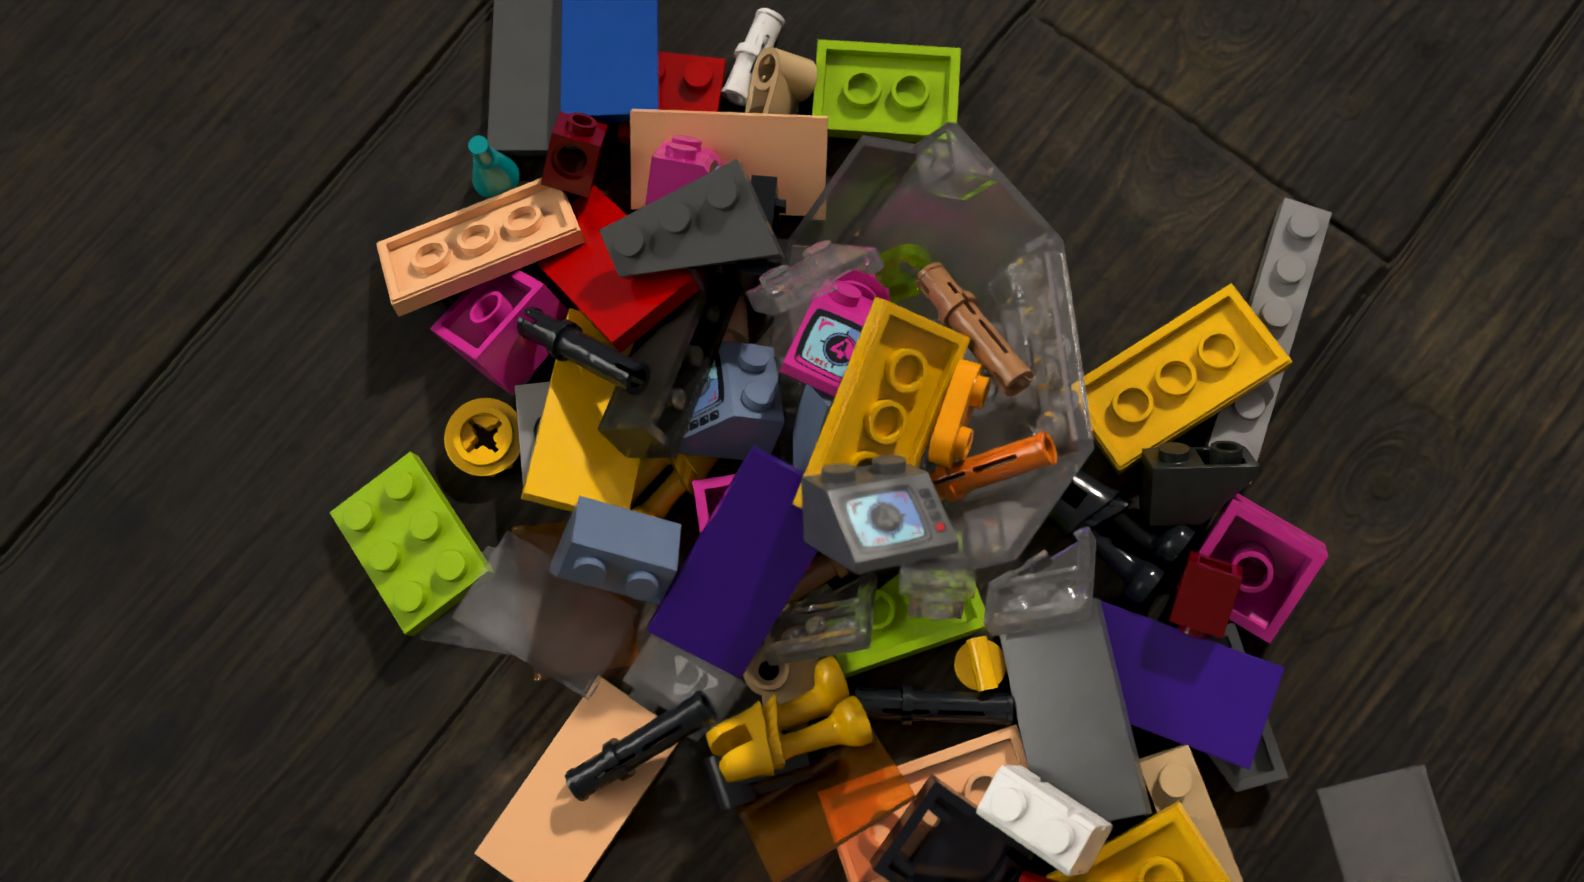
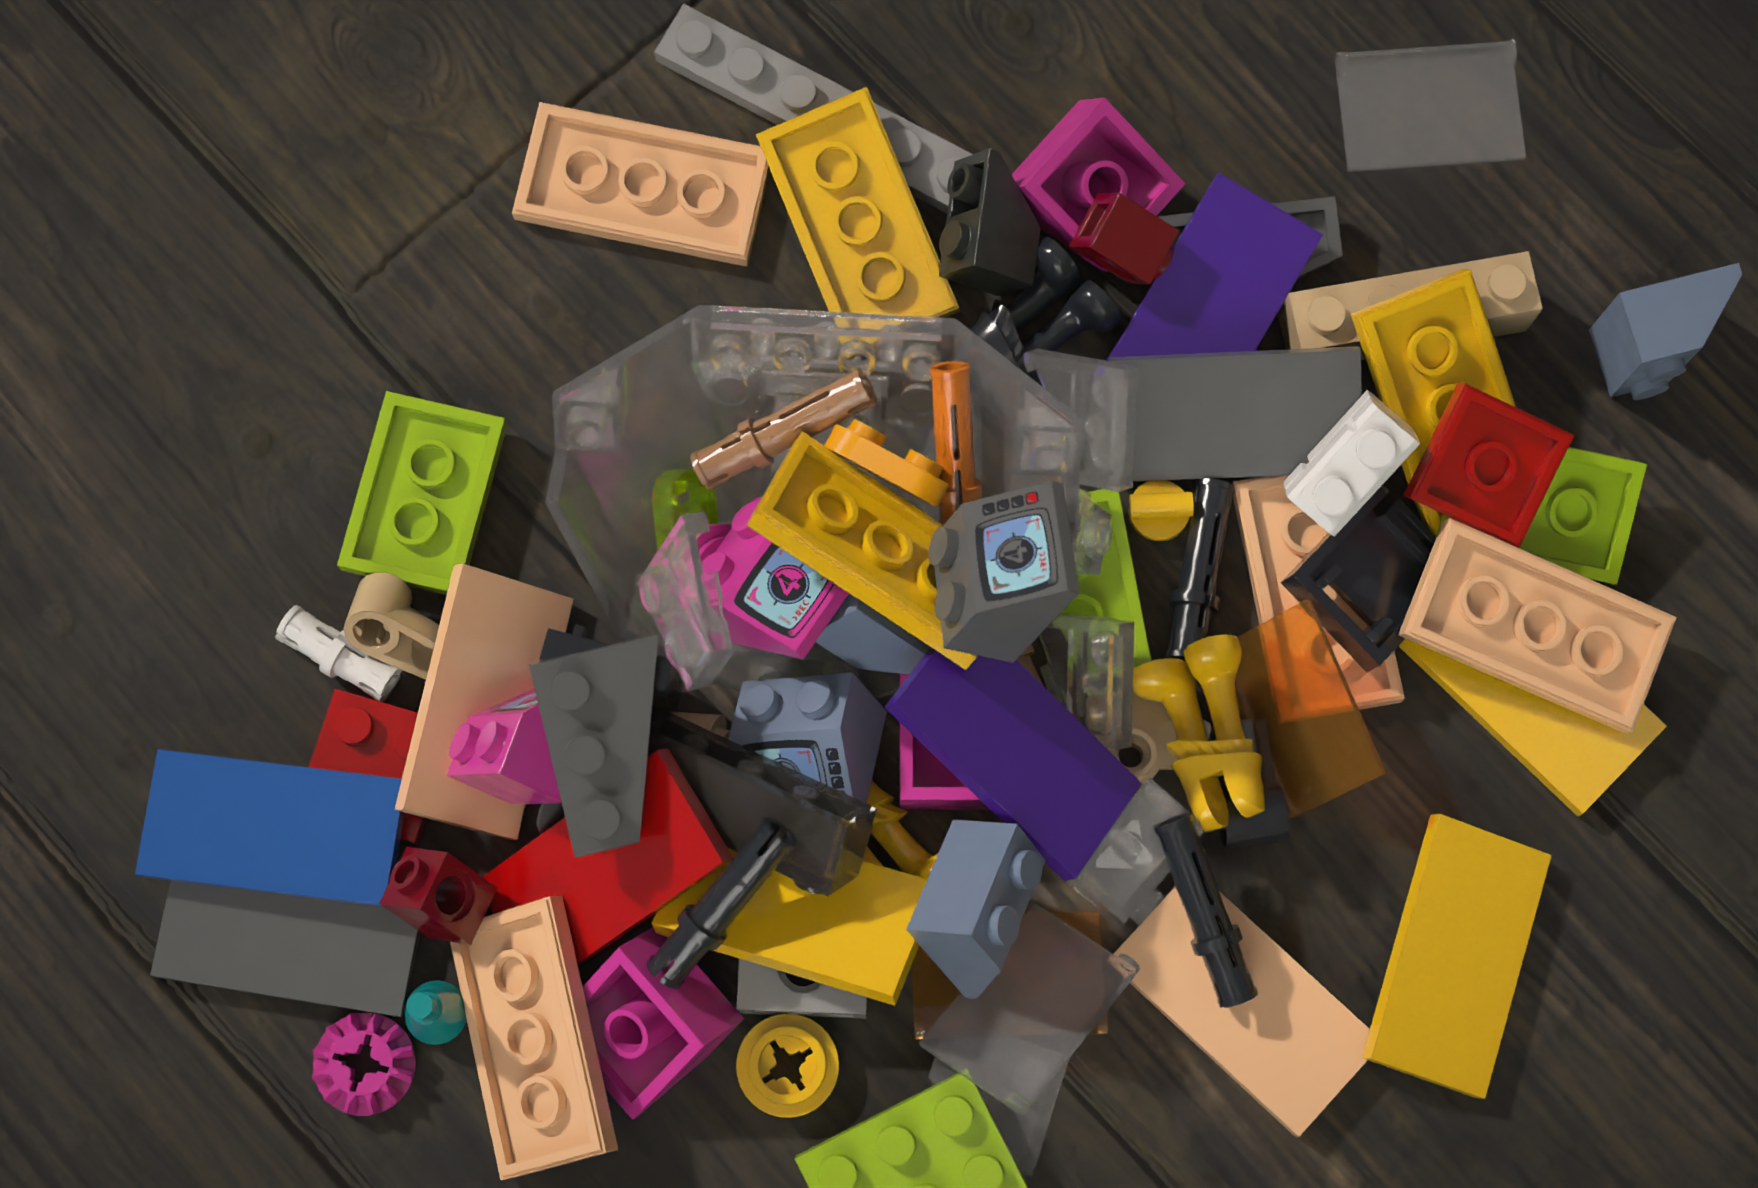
camera: 85 degrees left, 0 degrees up
(432, 144) = (376, 1091): none -> dark pink gear
(1171, 210) = (642, 184): none -> light nougat tile

